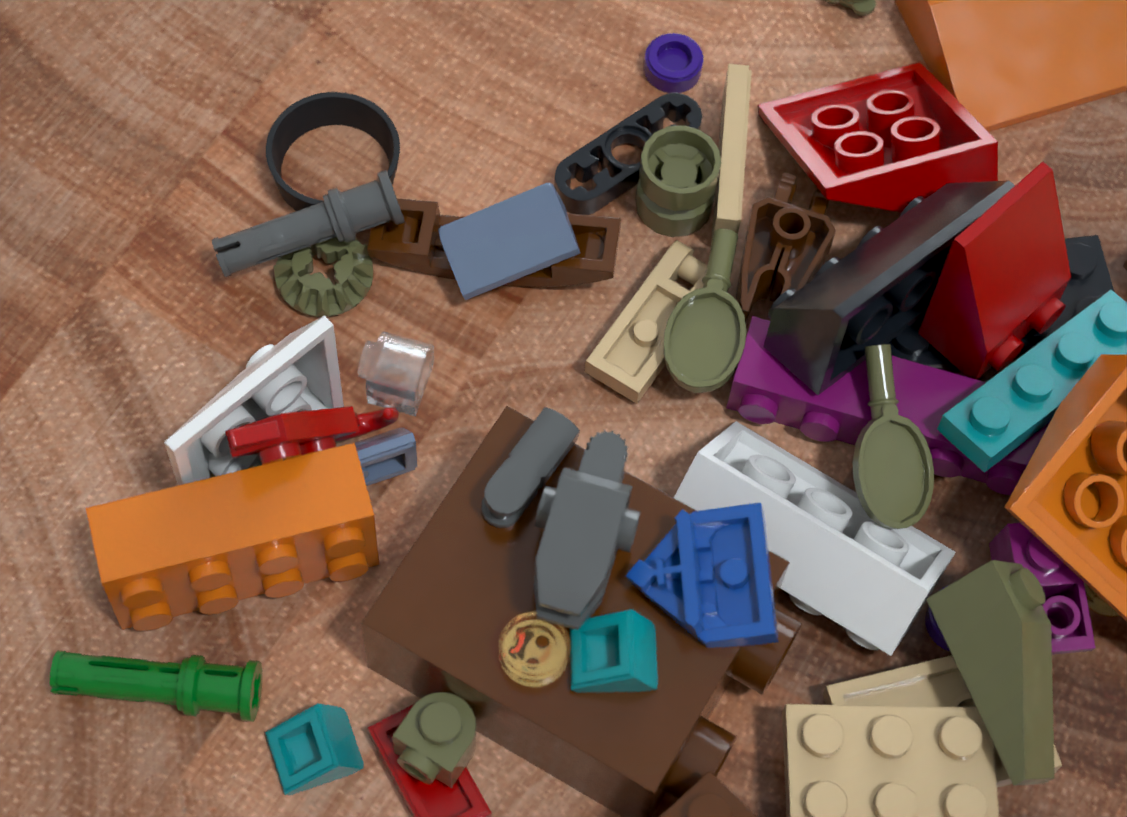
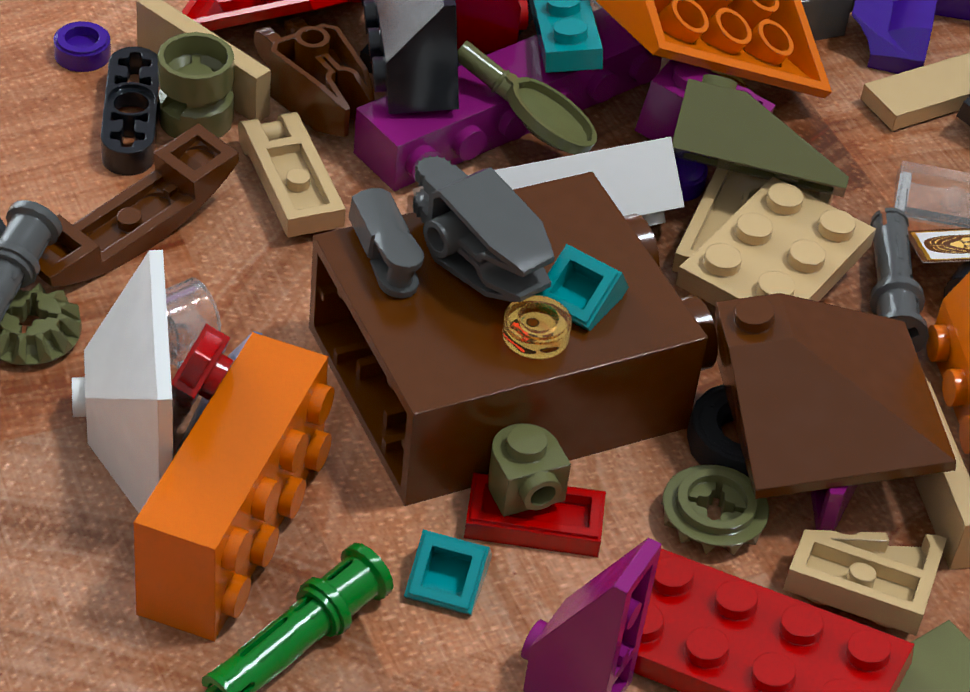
camera: 55 degrees left, 20 degrees down
(508, 240) = (147, 189): sand blue slope -> none
(707, 325) = (335, 136): olive piece -> none
(714, 576) = (579, 200): blue slope -> none

